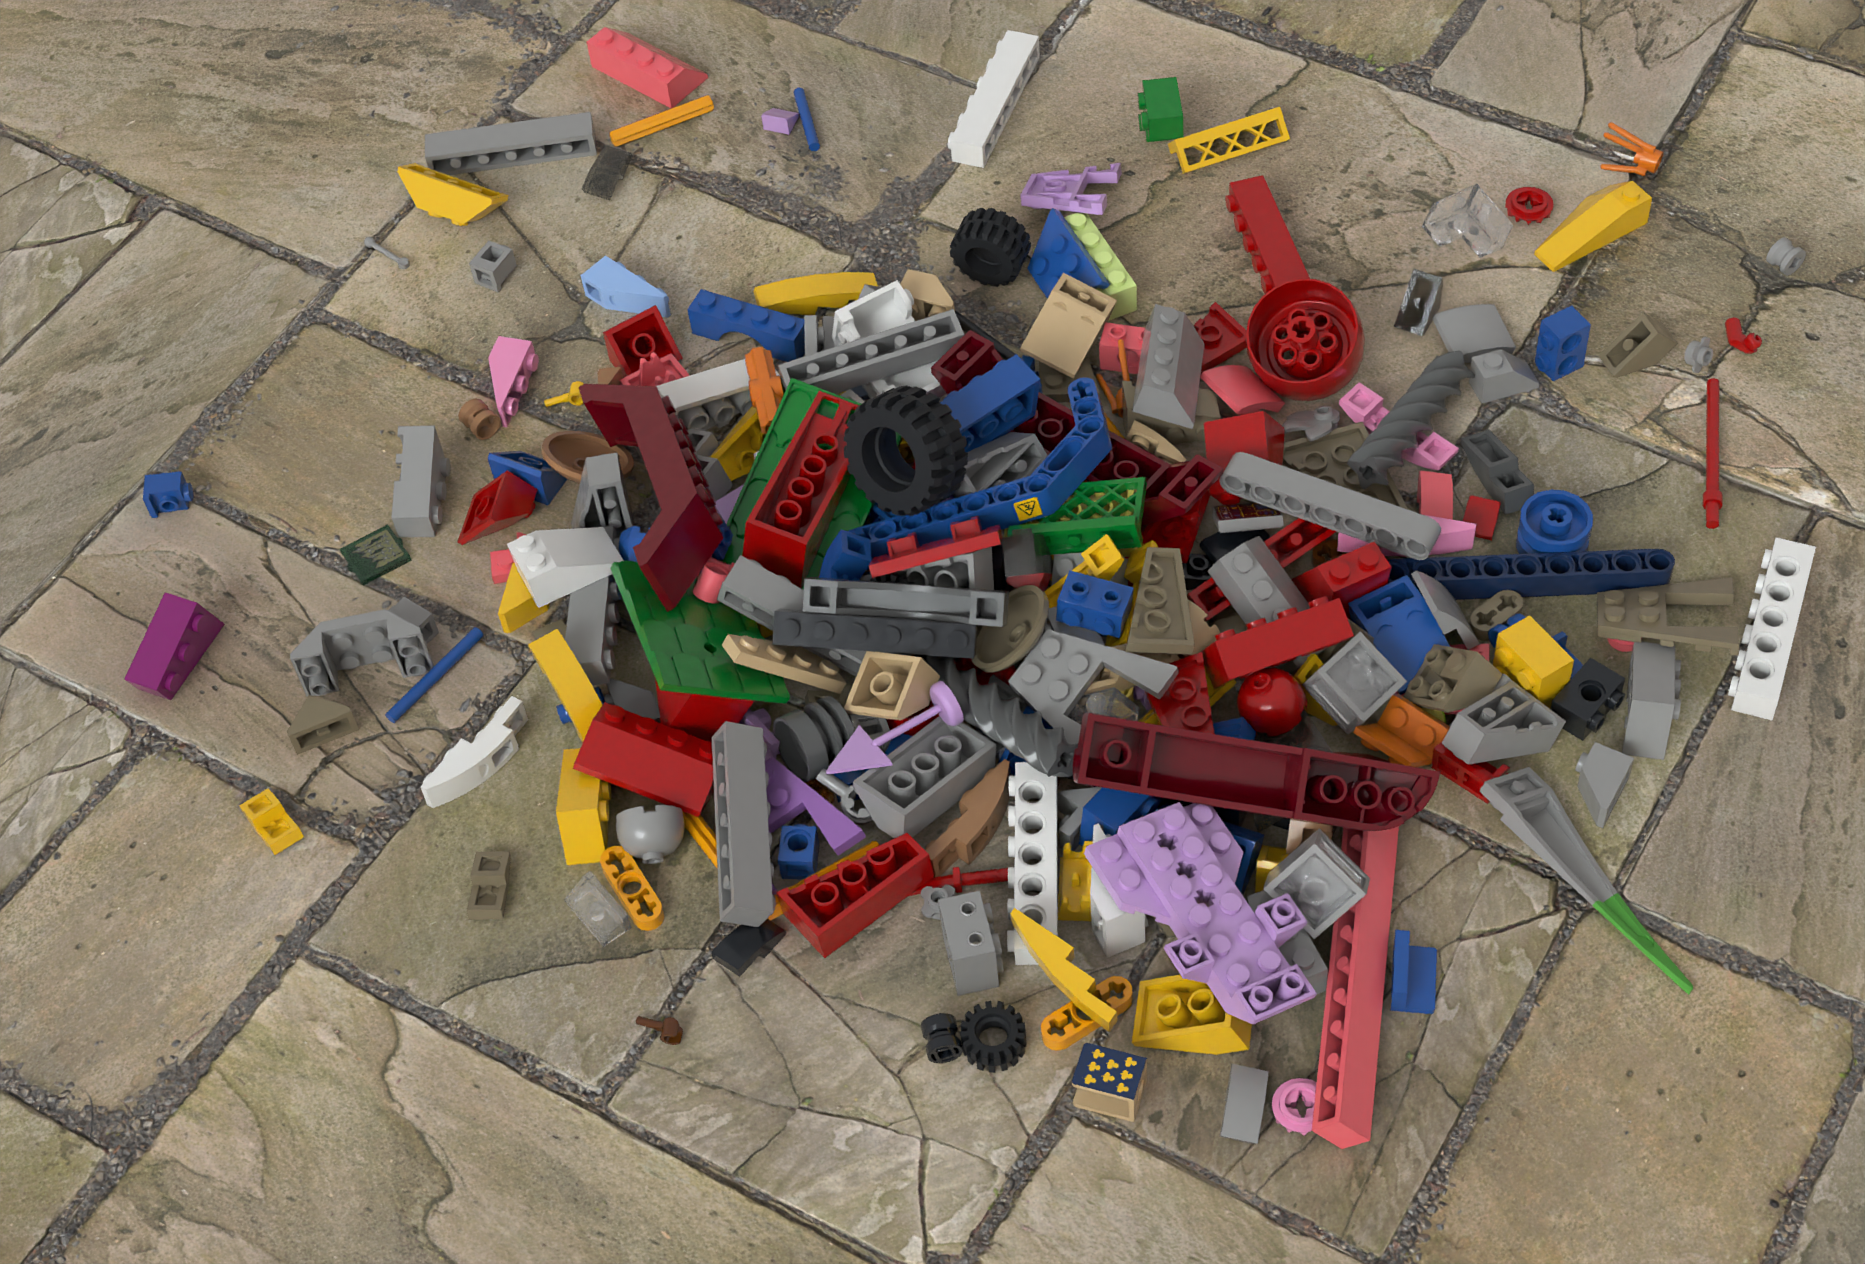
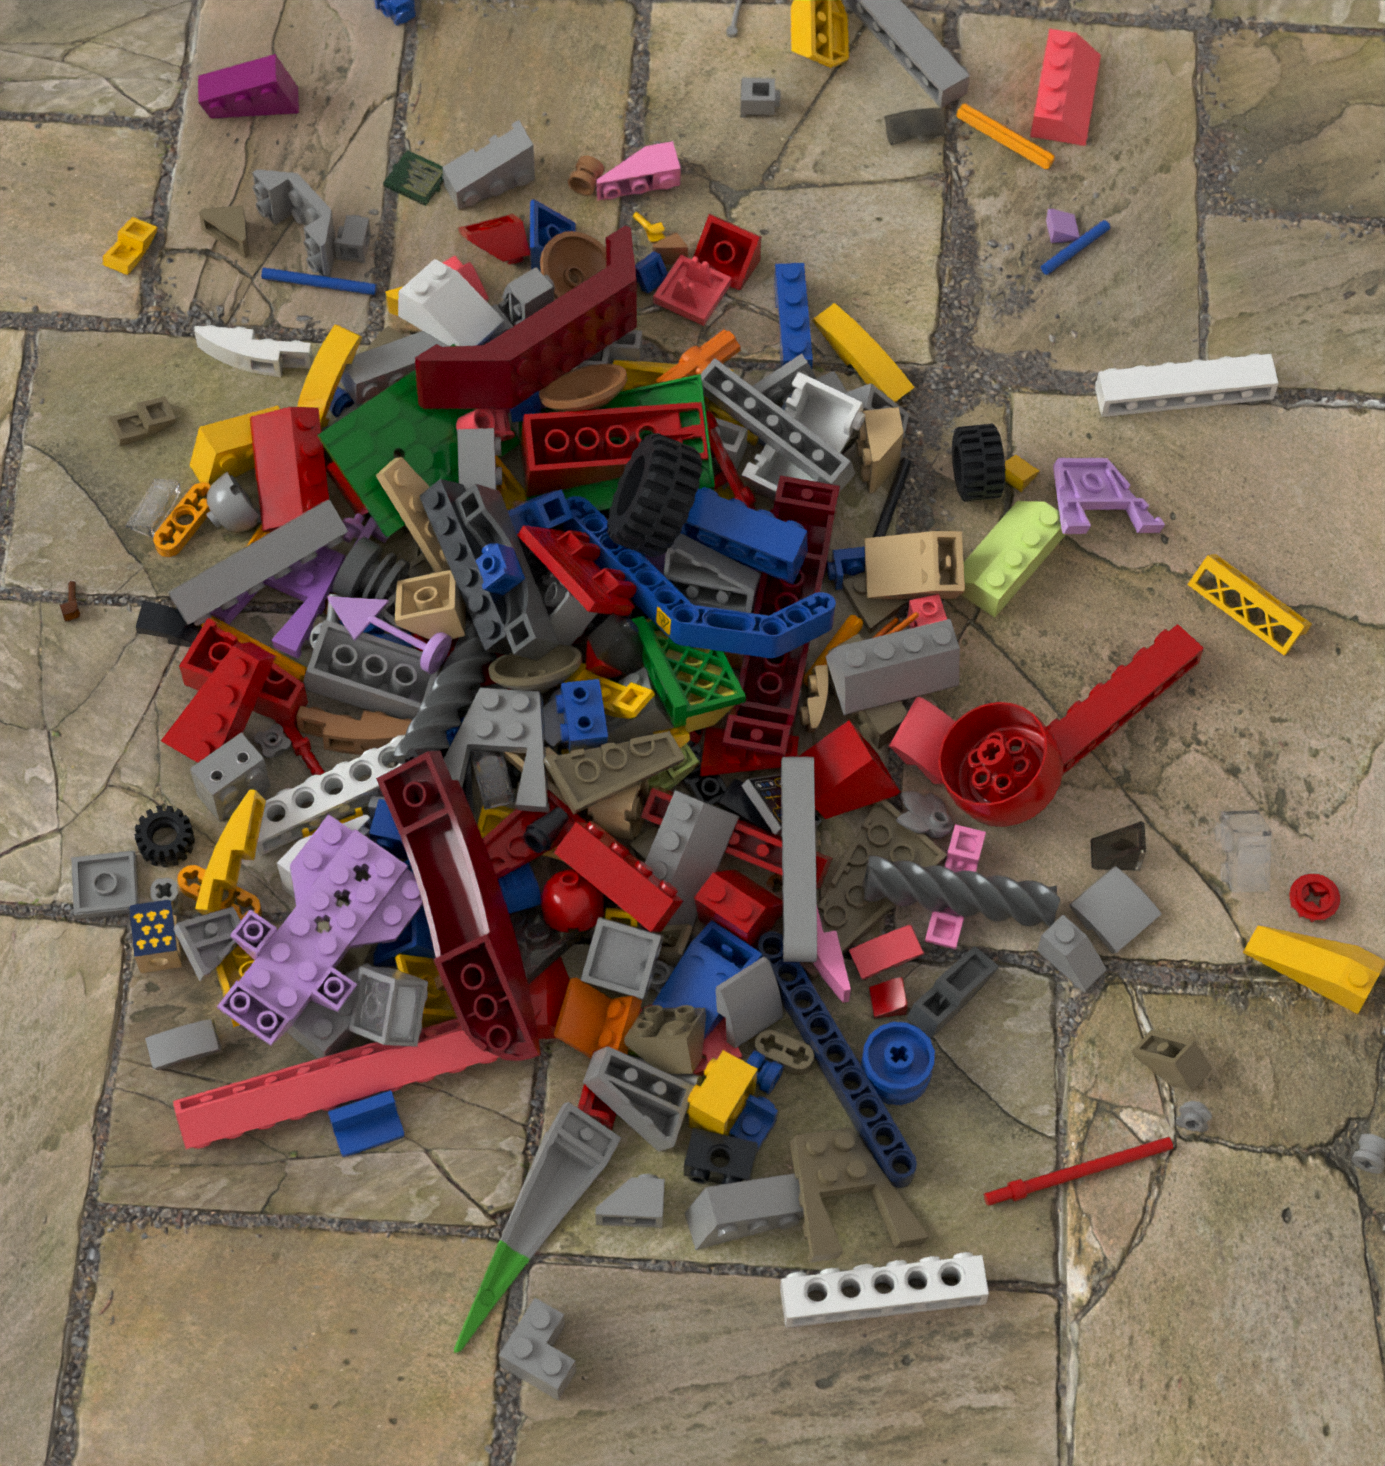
camera: 55 degrees right, 10 degrees up
(621, 290) = (783, 202): light blue slope -> none
(710, 396) = (686, 323): white wedge -> none
(741, 472) = (584, 388): none -> medium nougat dish
(798, 863) = (259, 611): blue brick -> none
(895, 919) = (222, 703): none -> red wedge
(913, 596) = (499, 568): none -> blue brick
(942, 1039) = (144, 798): black wheel -> none
(1015, 1115) = (104, 884): none -> light grey tile
(1062, 252) = (999, 529): blue wing -> none
(1064, 1057) = (167, 891): none -> light grey bush
(1148, 1027) = (208, 939): none -> light grey wing
(1161, 110) = (1232, 528): green brick -> none
(1199, 683) = (544, 831): none -> black cone
(1221, 336) = (981, 688): red wing -> none
(1287, 1097) = (206, 1072): bright pink gear -> none
(1562, 343) = (1127, 986): blue brick -> none
(1722, 919) = (531, 1352): none -> light grey brick
(1736, 338) = (1238, 1148): red arm -> none

